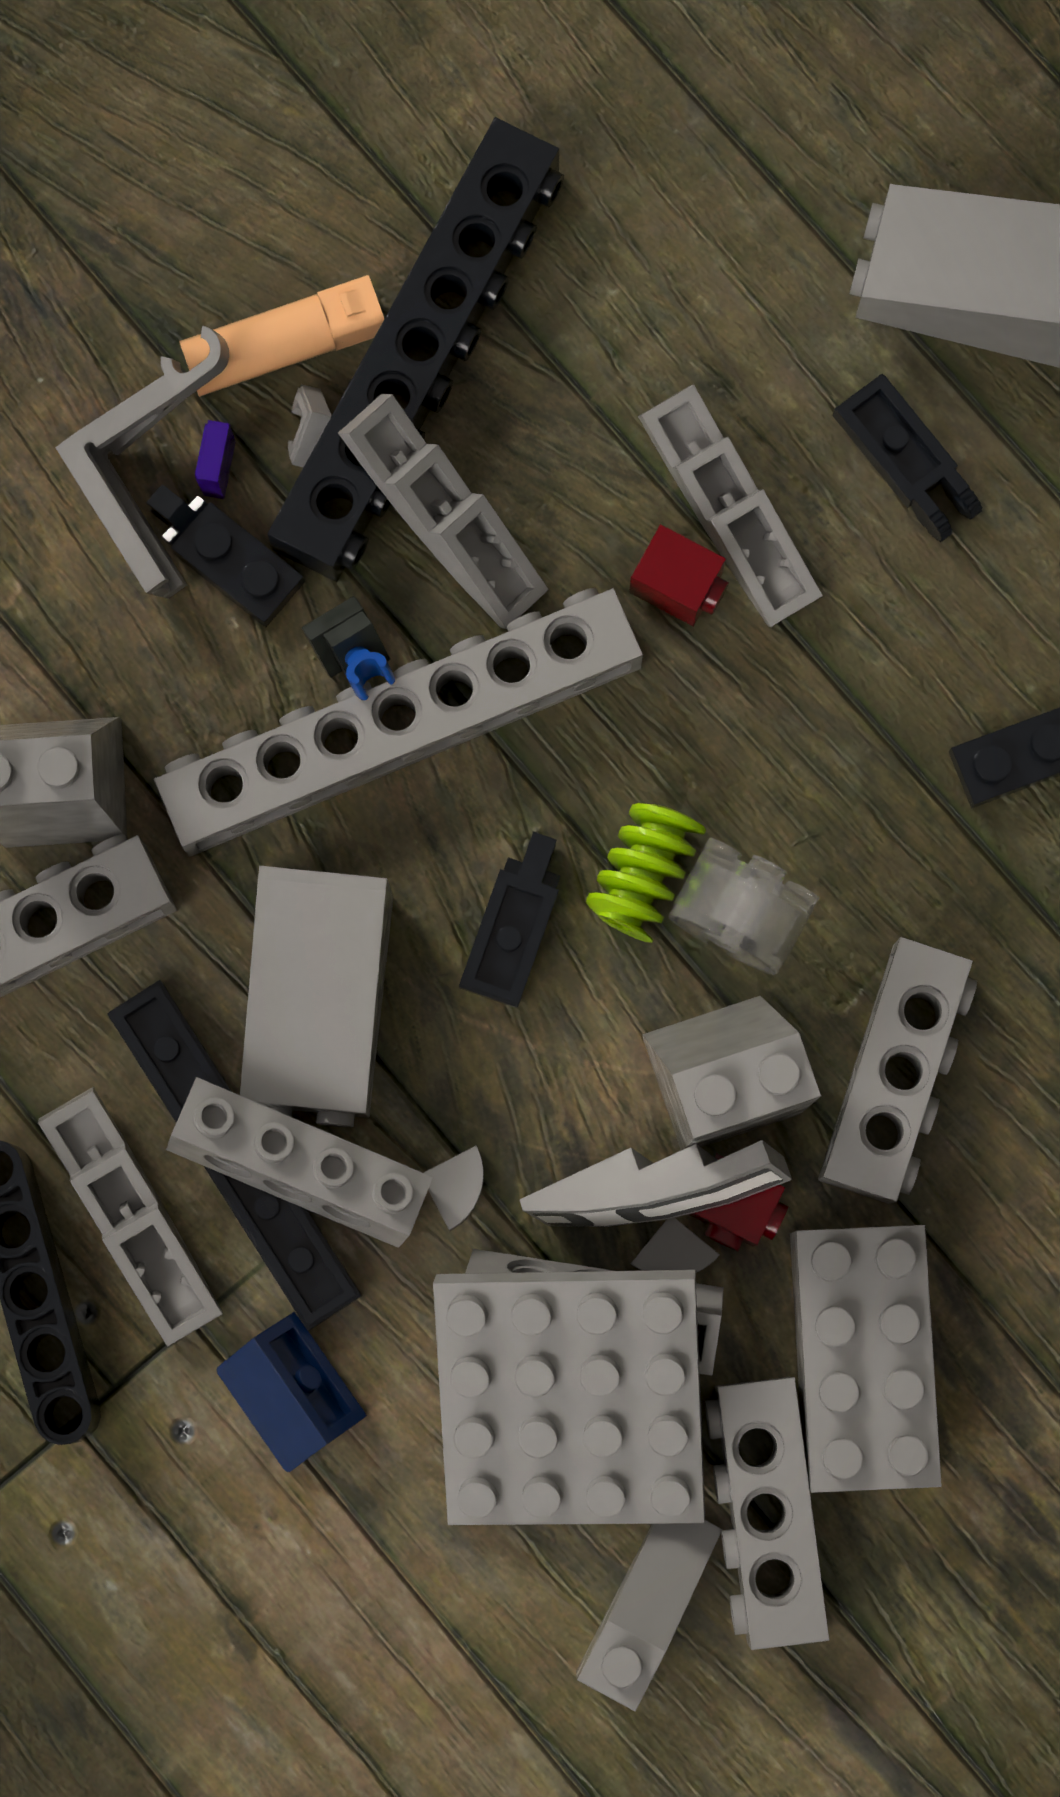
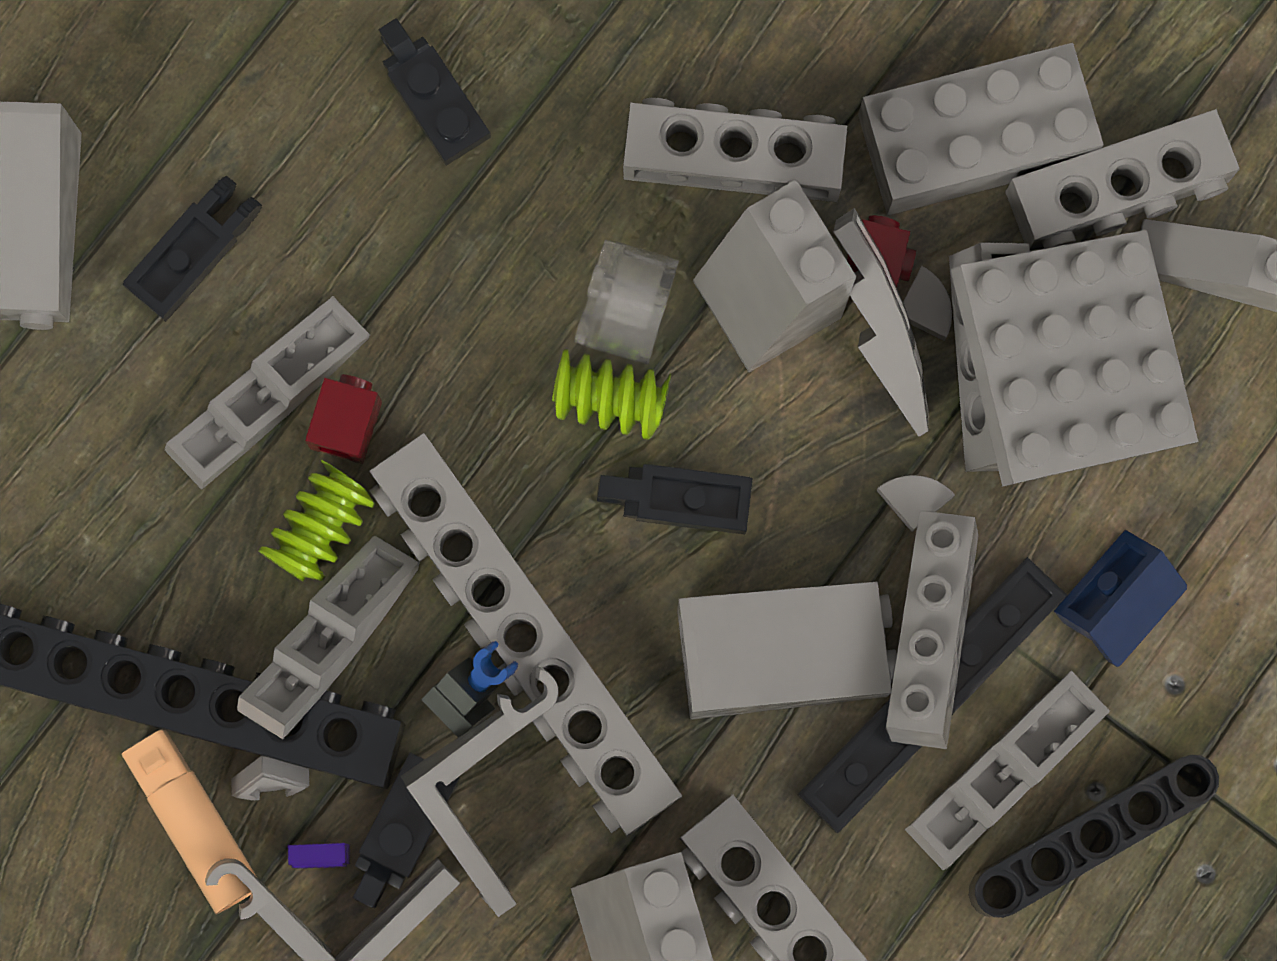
camera: 105 degrees left, 0 degrees up
(247, 575) = (455, 760): none -> light grey hinge
(568, 528) = (318, 524): none -> lime piece

